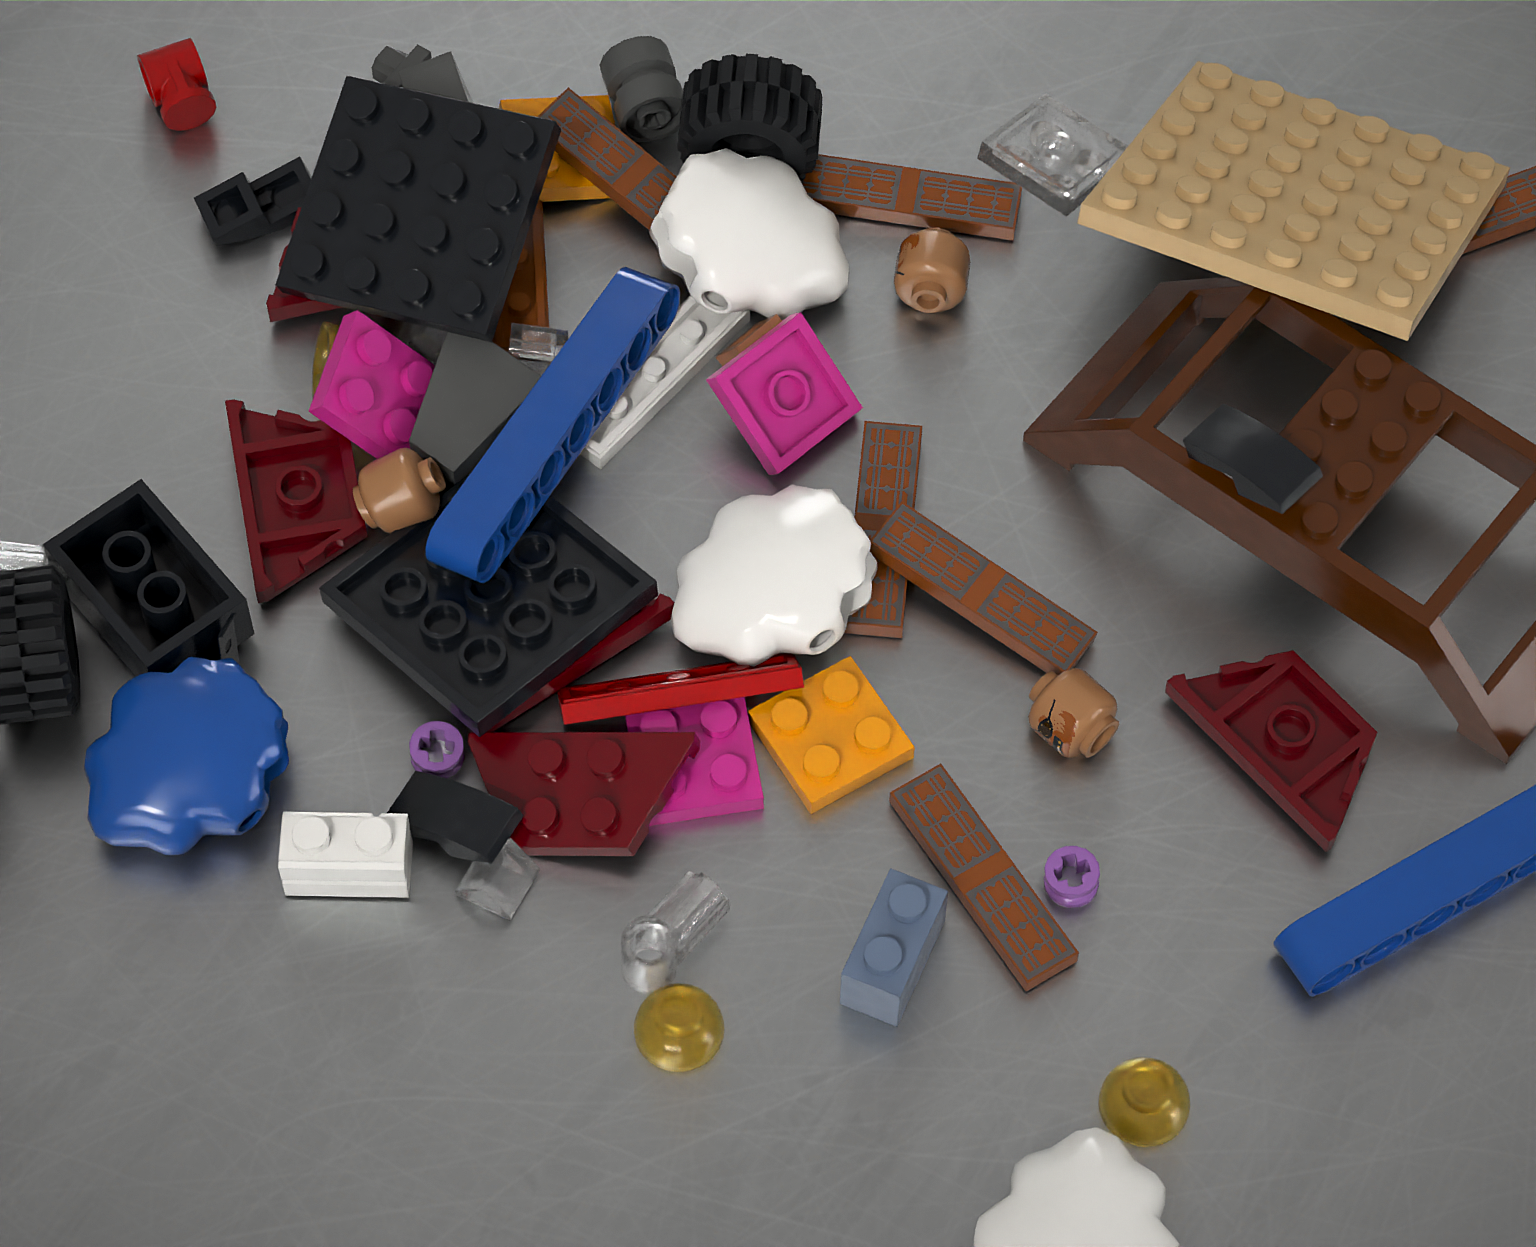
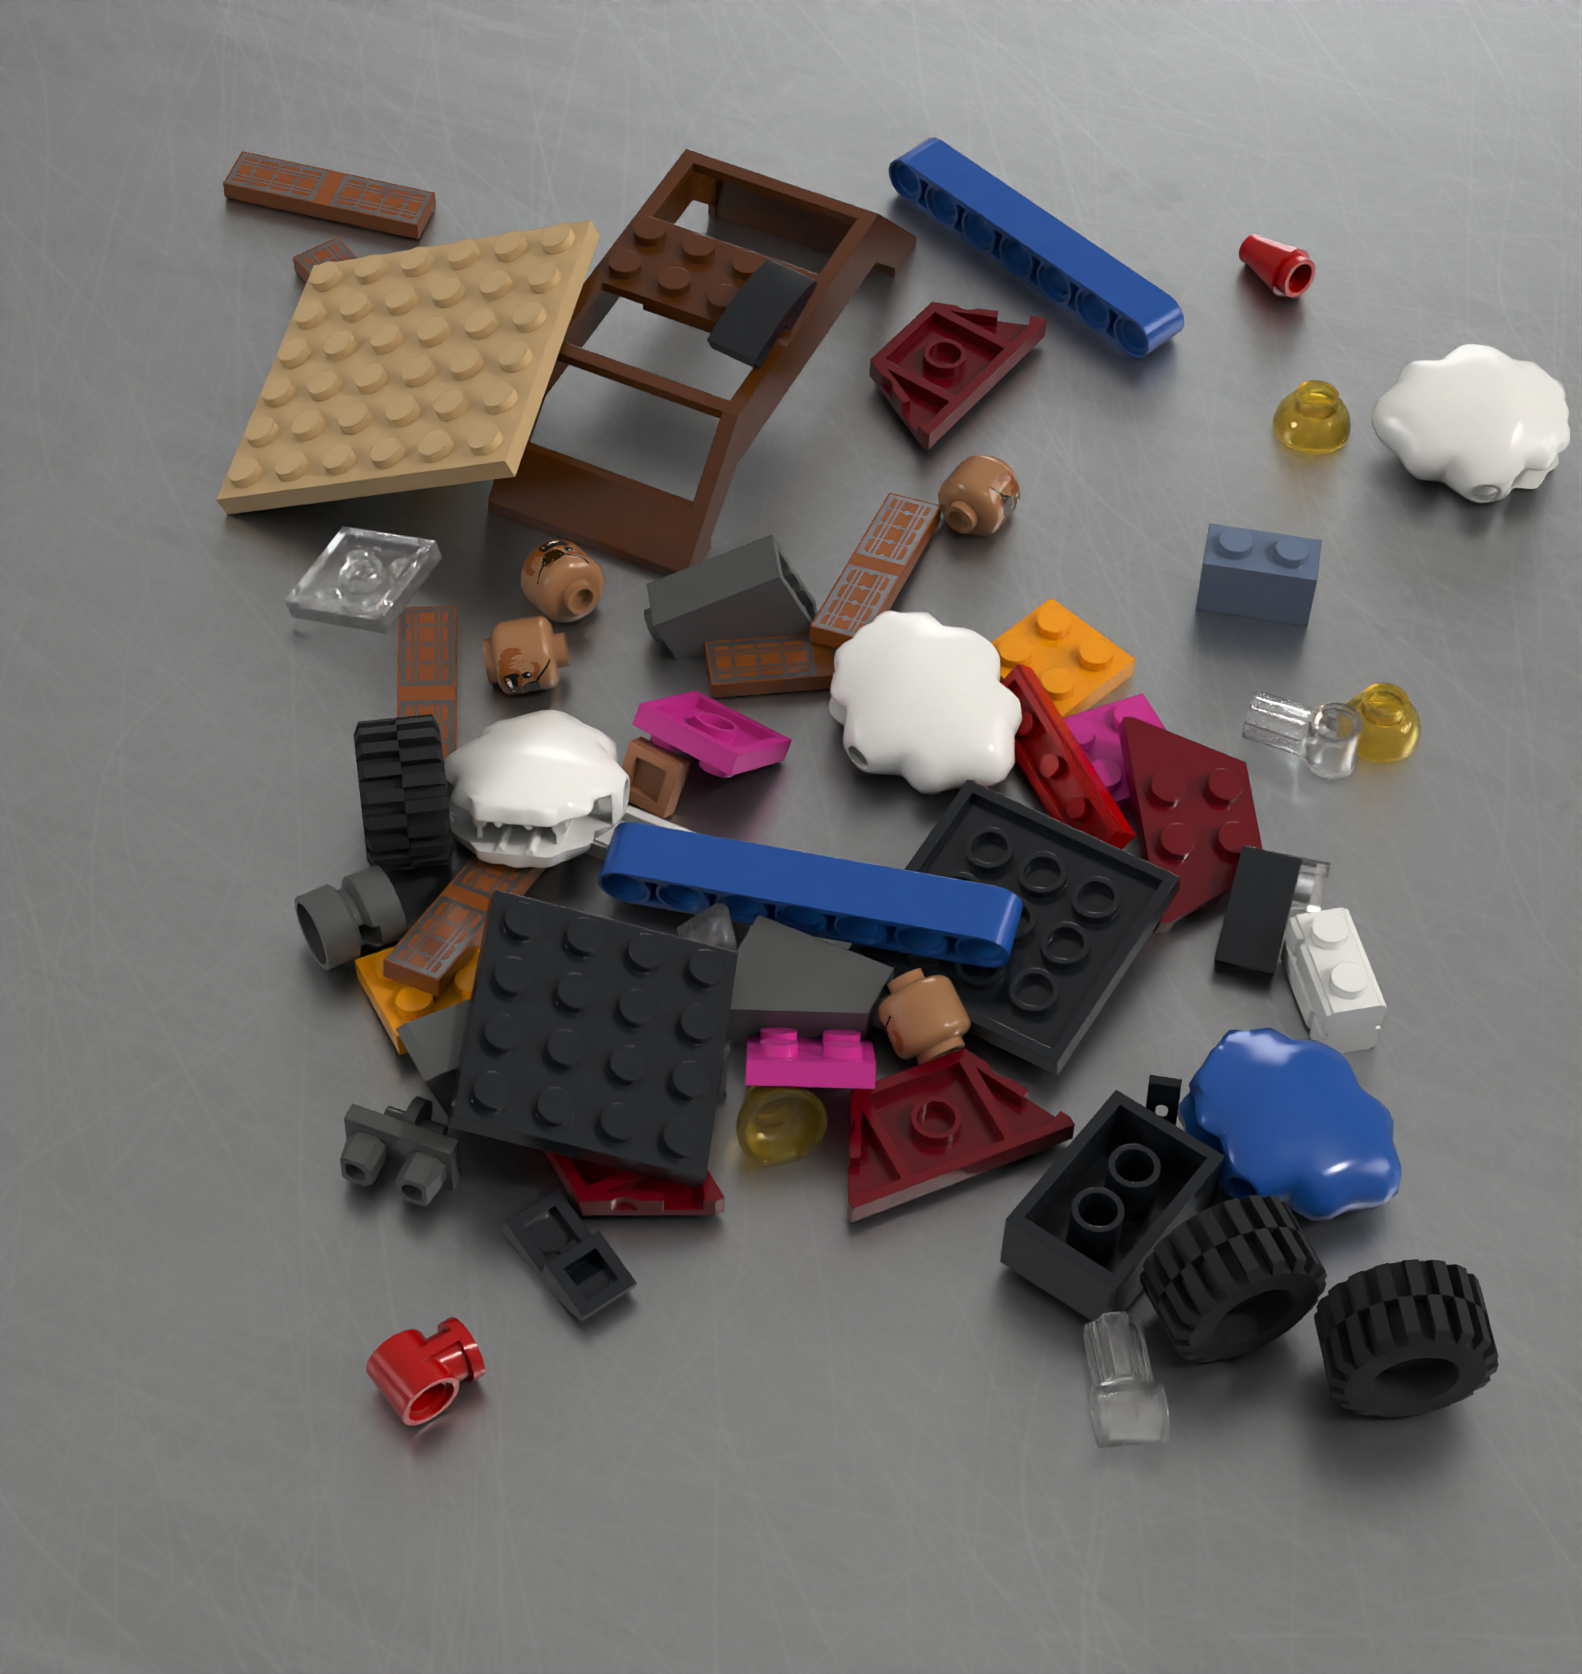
camera: 105 degrees left, 10 degrees down
(431, 732) = (1179, 968): medium lavender bush -> none
(950, 448) = (729, 598): none -> dark grey slope
(983, 877) = (1152, 543): dark orange tile -> none
(1022, 315) = (559, 578): none -> medium nougat head
(1083, 862) = (1135, 474): medium lavender bush -> none
(1398, 1129) = (1279, 265): none -> red cone

